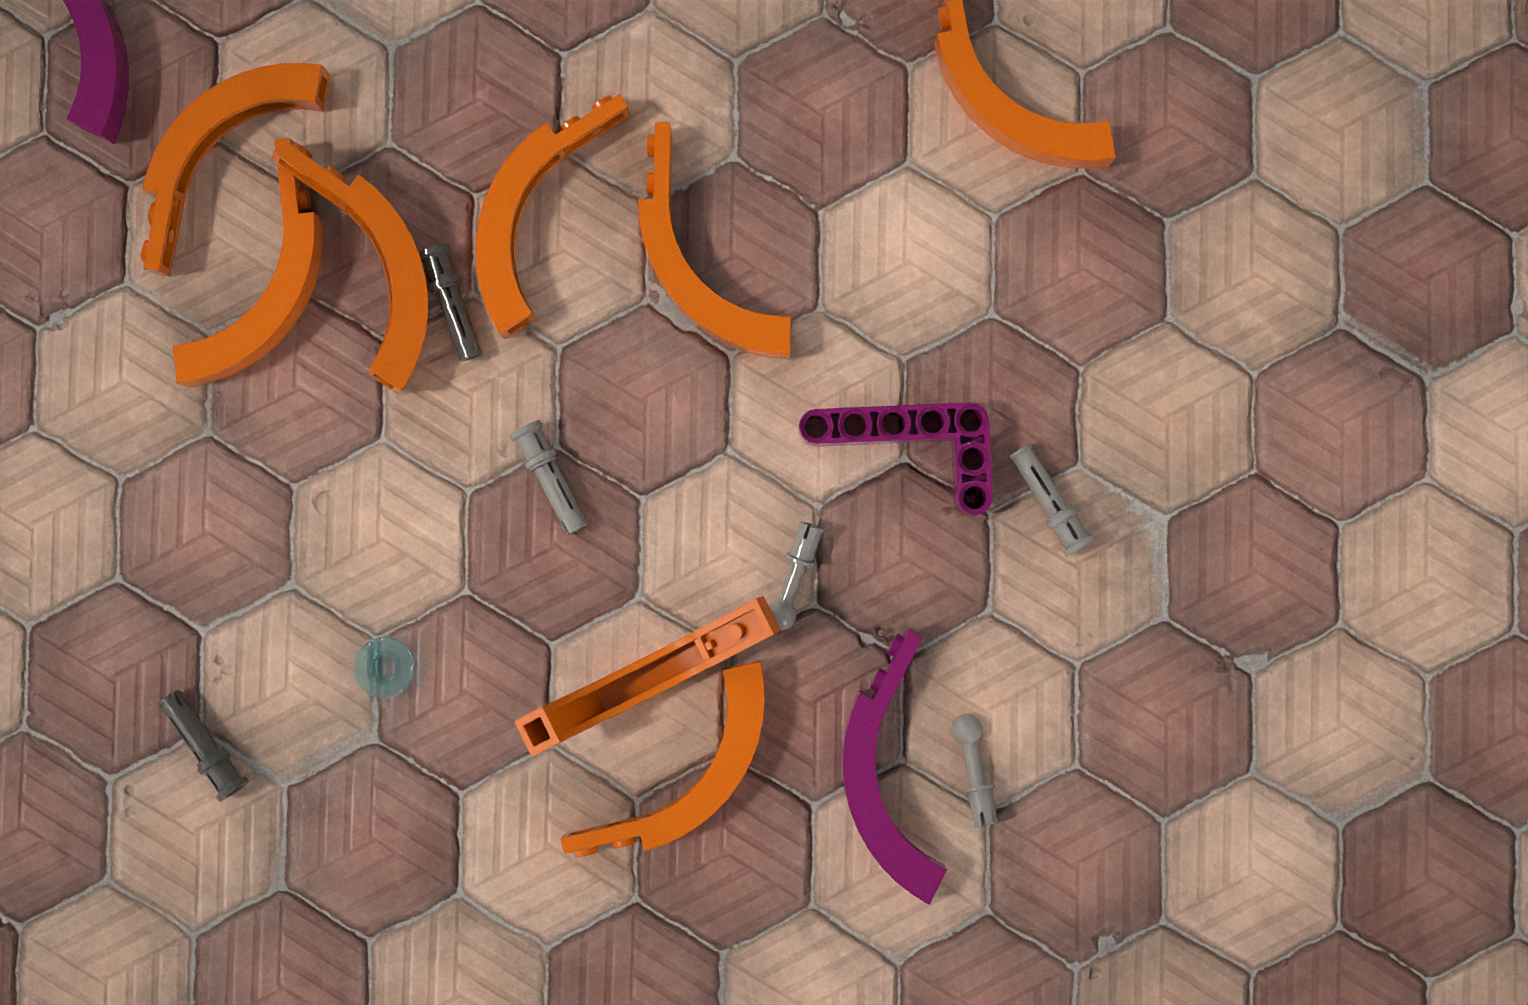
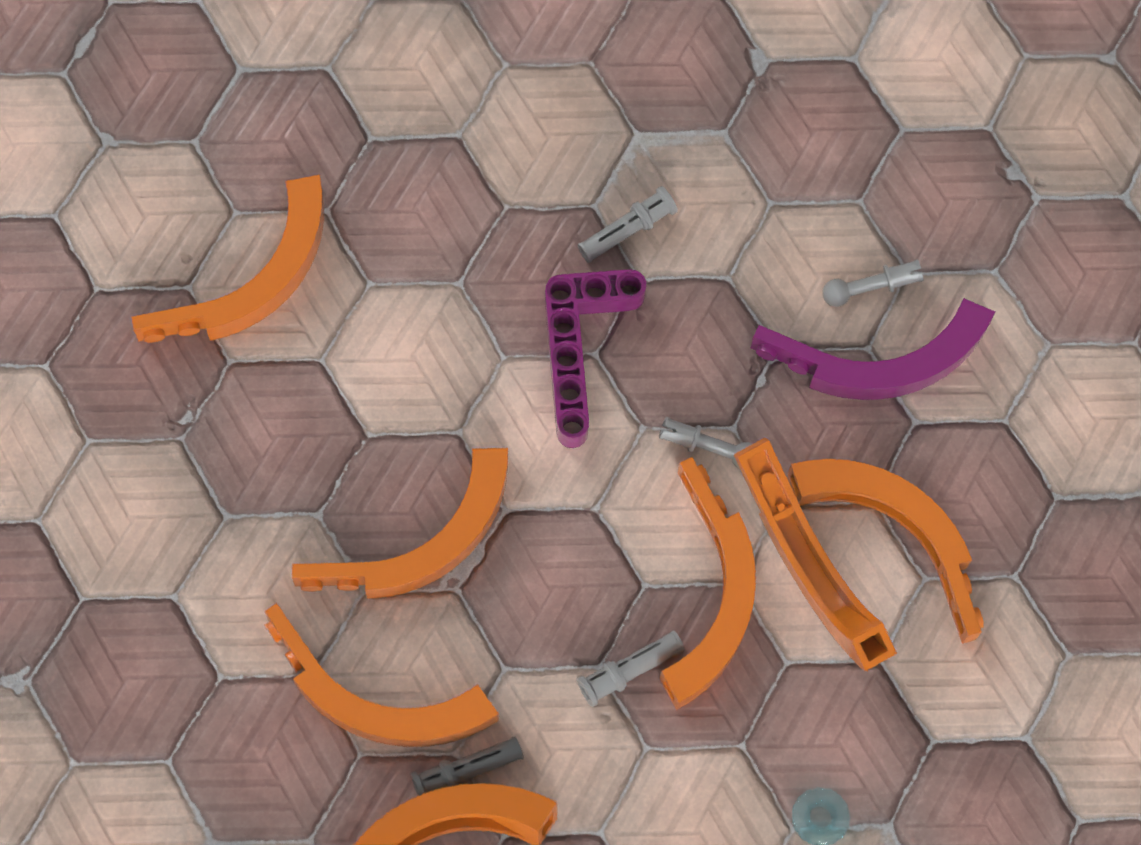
camera: 100 degrees left, 15 degrees down
(568, 573) = (713, 654): none -> orange arch

